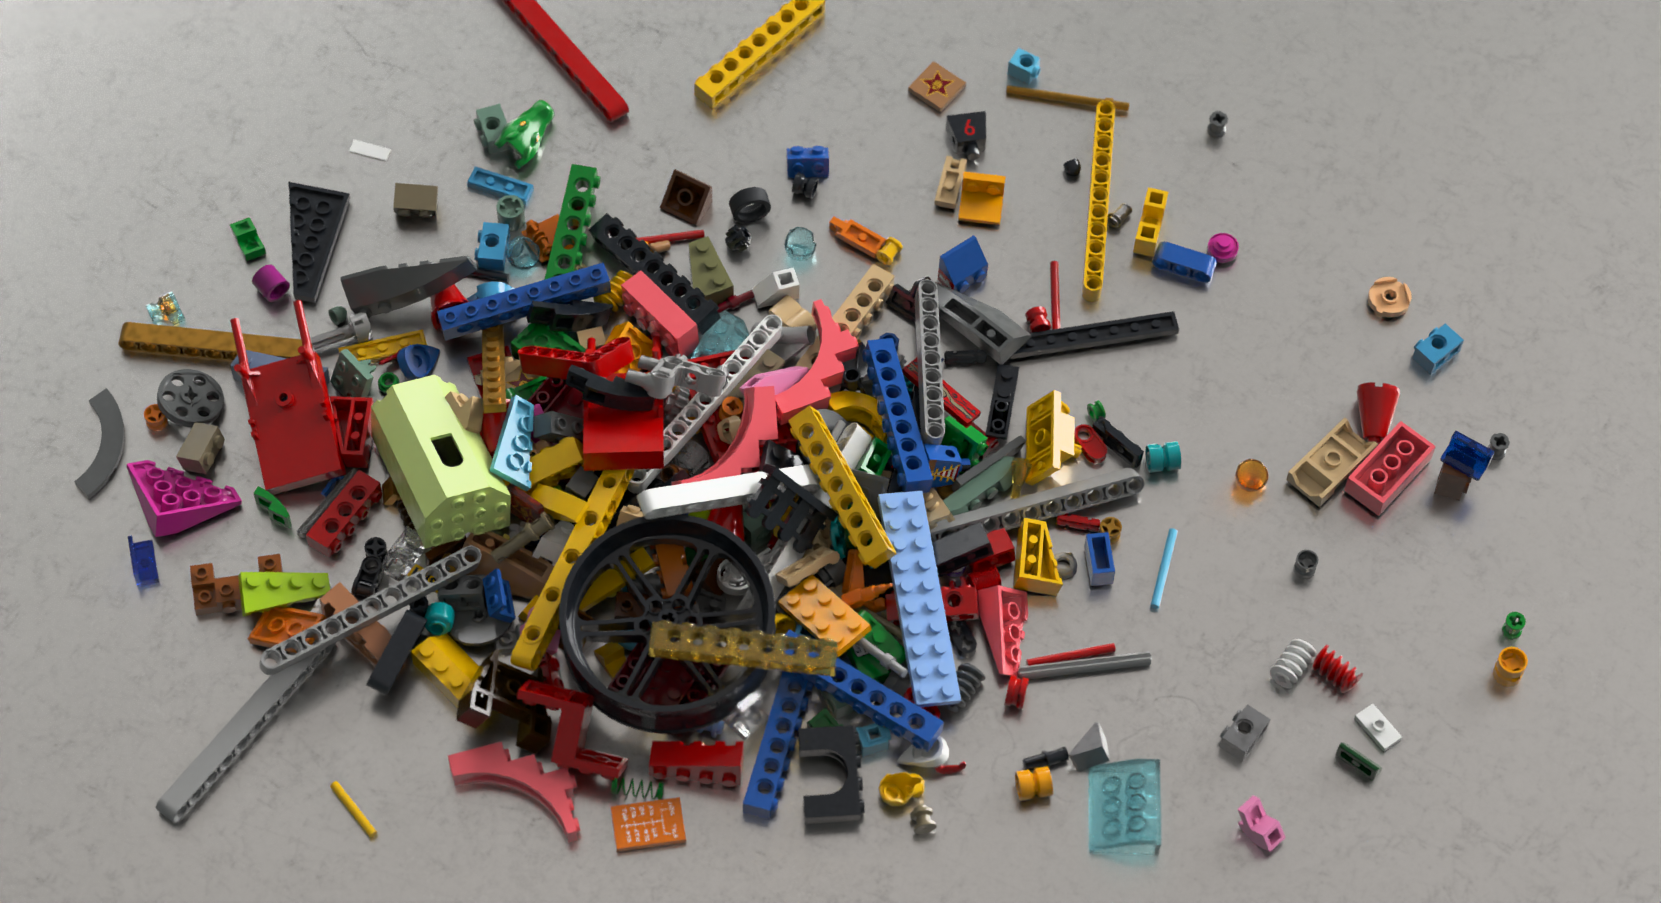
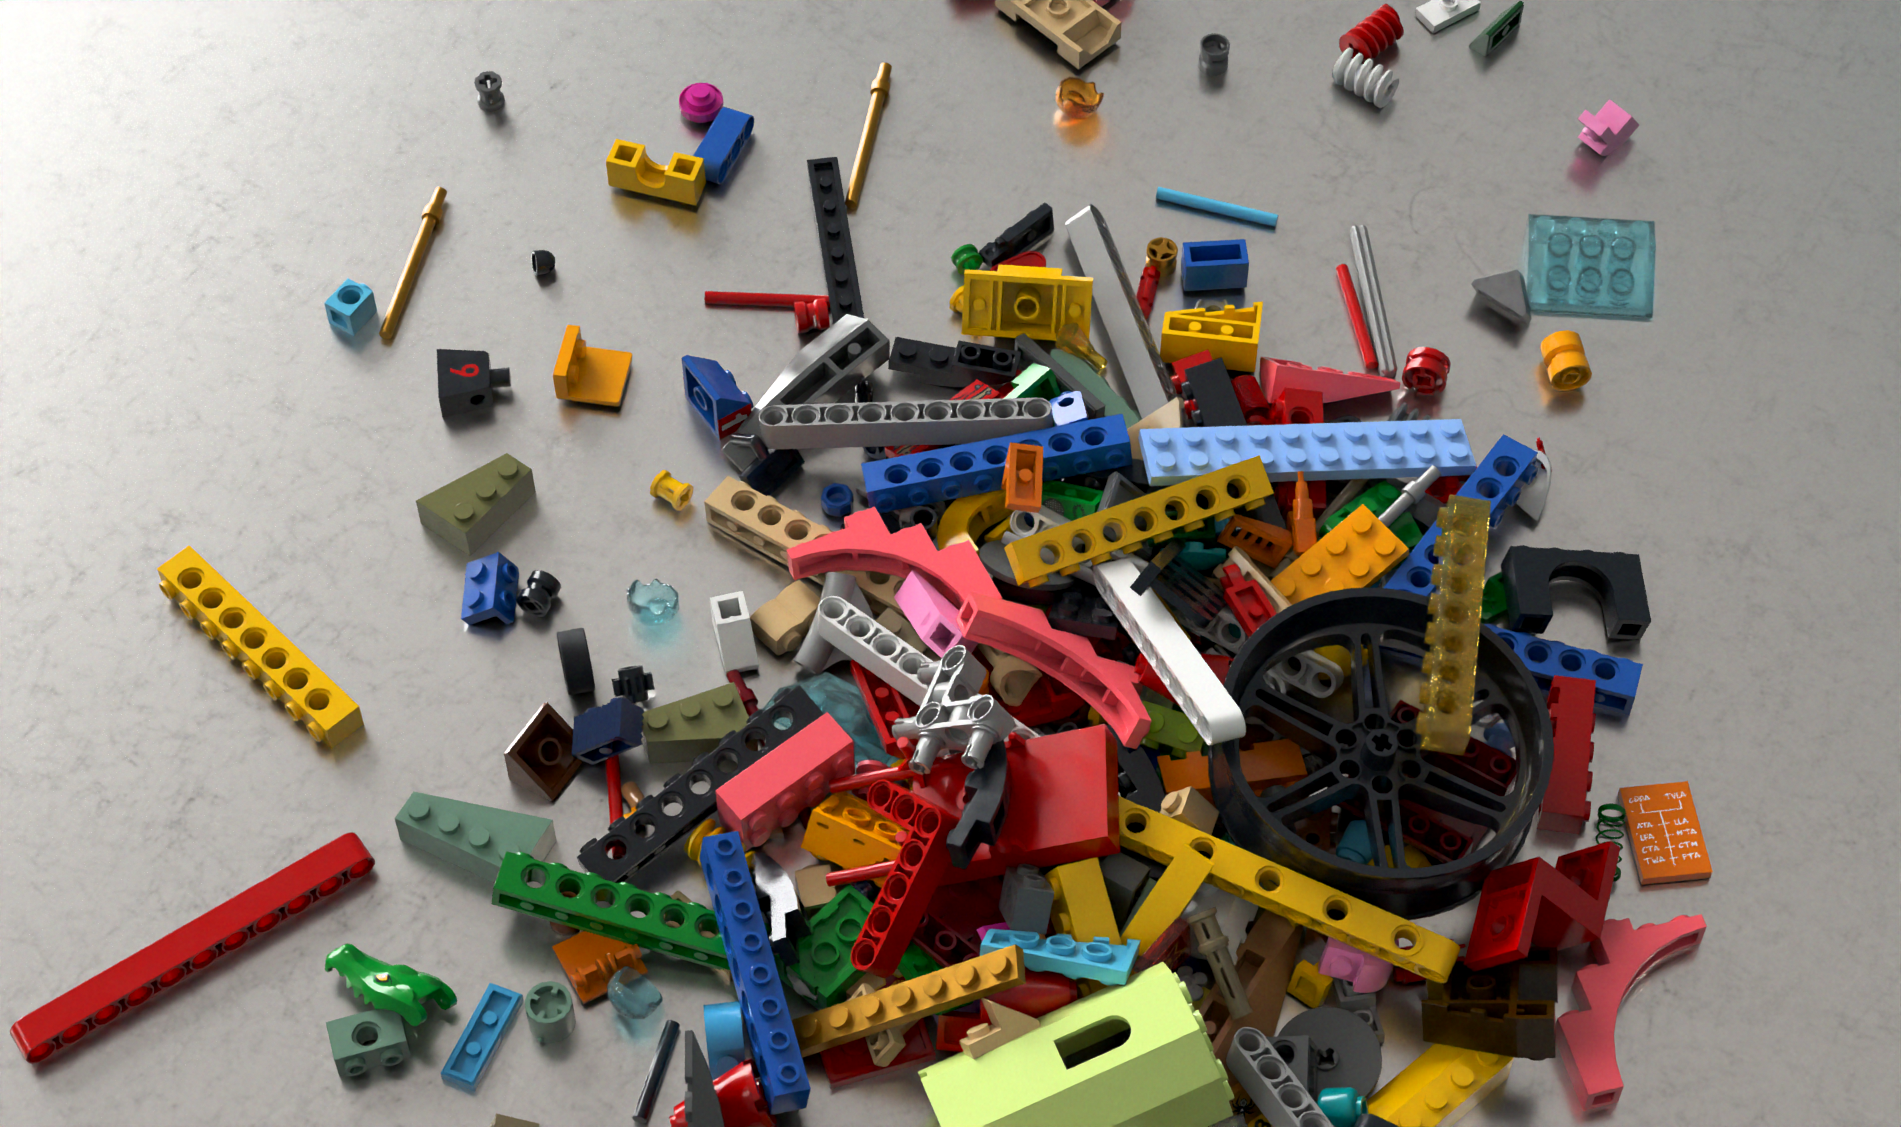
camera: 85 degrees left, 5 degrees down
(492, 235) = (599, 1027): dark azure brick -> none
(498, 597) = (1309, 1013): blue bracket -> none
(625, 168) = (471, 833): none -> sand green wedge
(697, 222) = (607, 730): none -> dark blue brick
(787, 558) = (1245, 600): none -> red plate
(857, 236) = (639, 530): orange hinge -> none
(870, 147) = (477, 503): none -> olive wedge
(871, 746) = (1500, 539): medium azure window -> none
(875, 421) = (1023, 477): none -> orange slope
(900, 787) = (1586, 512): yellow hair -> none
(922, 816) = (1622, 492): dark tan wheel -> none
(937, 86) = (368, 420): medium nougat tile -> none
(950, 182) = (550, 409): tan plate -> none
(1046, 758) = (1522, 349): black axle -> none
(1098, 208) = (606, 233): yellow beam -> none
(1115, 218) = (638, 217): flat silver pin -> none
(1160, 457) = (1047, 184): teal wheel -> none
(1241, 744) = (1469, 135): flat silver brick -> none
(1248, 356) = (879, 92): none -> pearl gold bar

